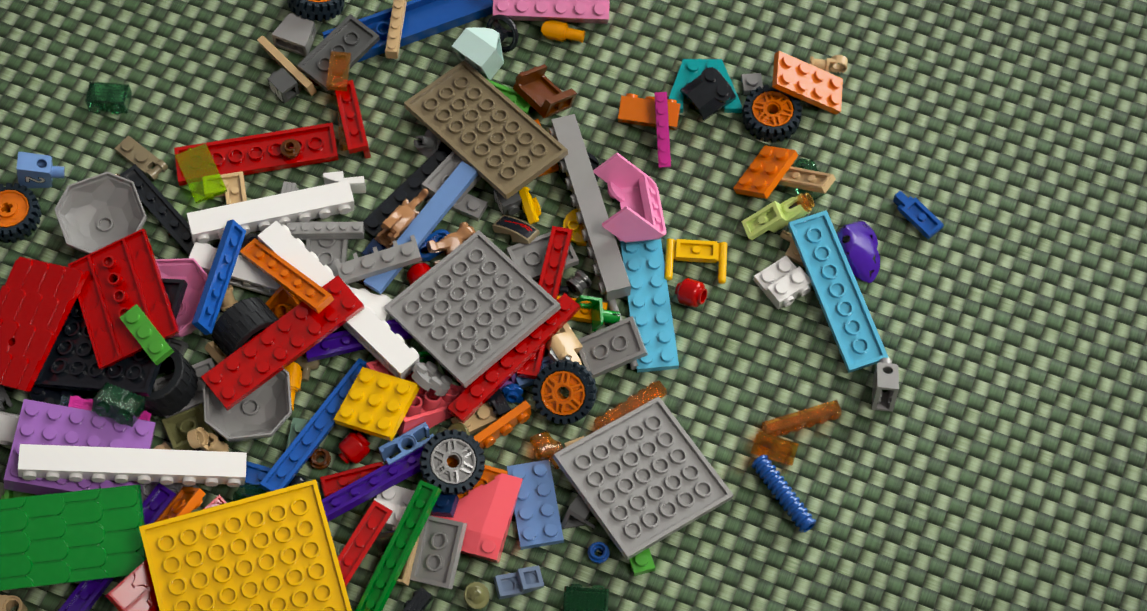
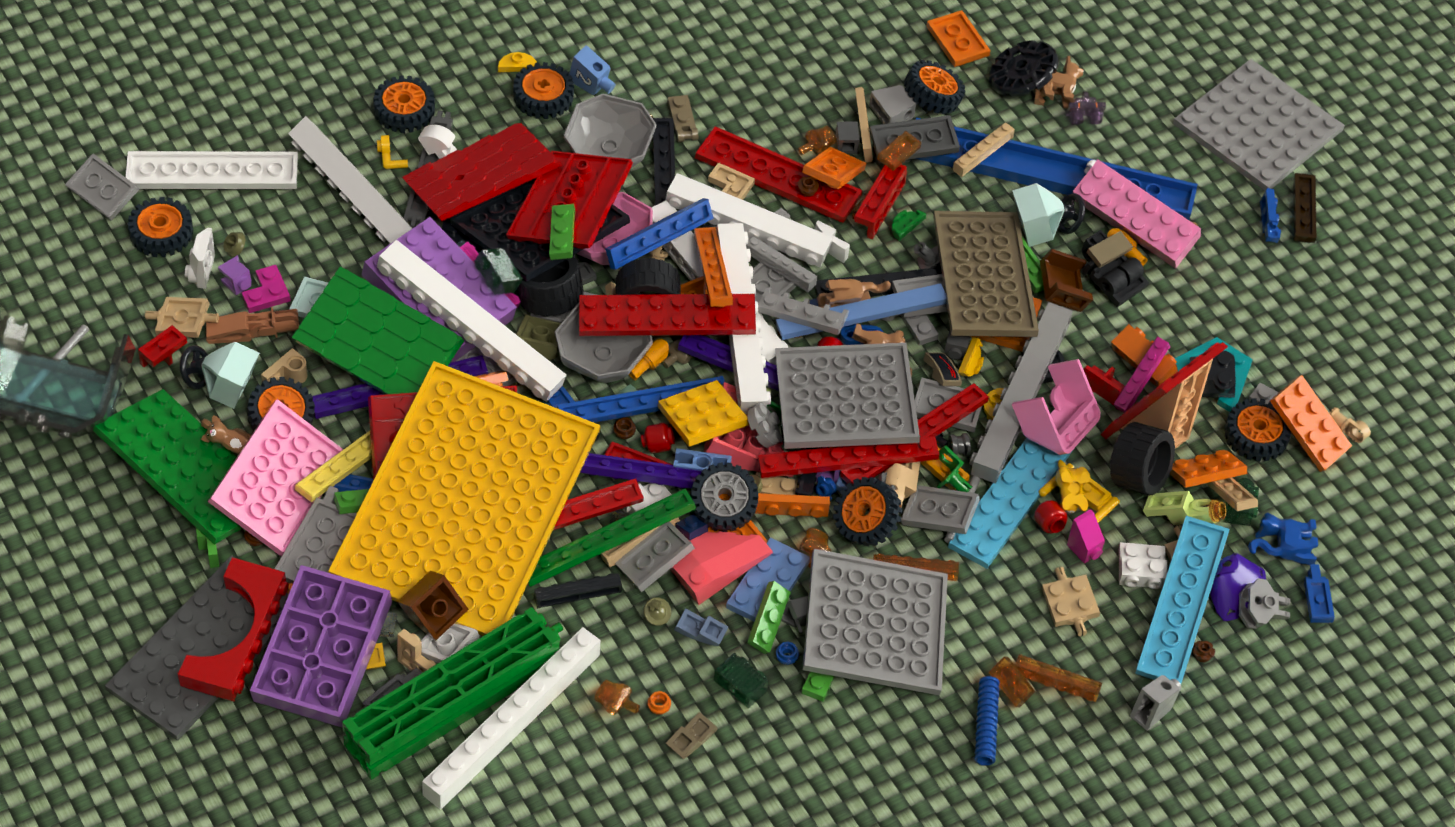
camera: 35 degrees right, 10 degrees down
(108, 97) = (696, 56): clear green brick -> none
(201, 173) = (719, 158): clear neon green piece -> none
(206, 441) = (545, 347): tan connector -> none
(263, 103) = (818, 140): none -> clear orange piece
(297, 119) = (834, 168): none -> orange plate
(386, 126) = (905, 222): none -> green plate
(558, 44) = (1109, 249): none -> dark tan tile
(563, 534) = (769, 617): none -> bright green plate
(570, 59) = (1117, 279): none -> black plate
(640, 155) = (1103, 383): none -> red panel
(686, 255) = (1071, 487): none -> yellow animal
(705, 140) = (1174, 401): none -> light nougat piece
(722, 199) = (1142, 458): none -> black tyre
(732, 292) = (1086, 537): none -> dark pink slope
(758, 349) = (1070, 601): none -> tan plate
(863, 184) = (1289, 536): none -> blue animal
(880, 323) = (1199, 654): none -> reddish brown plate
(890, 252) = (1262, 604): none -> light grey hinge

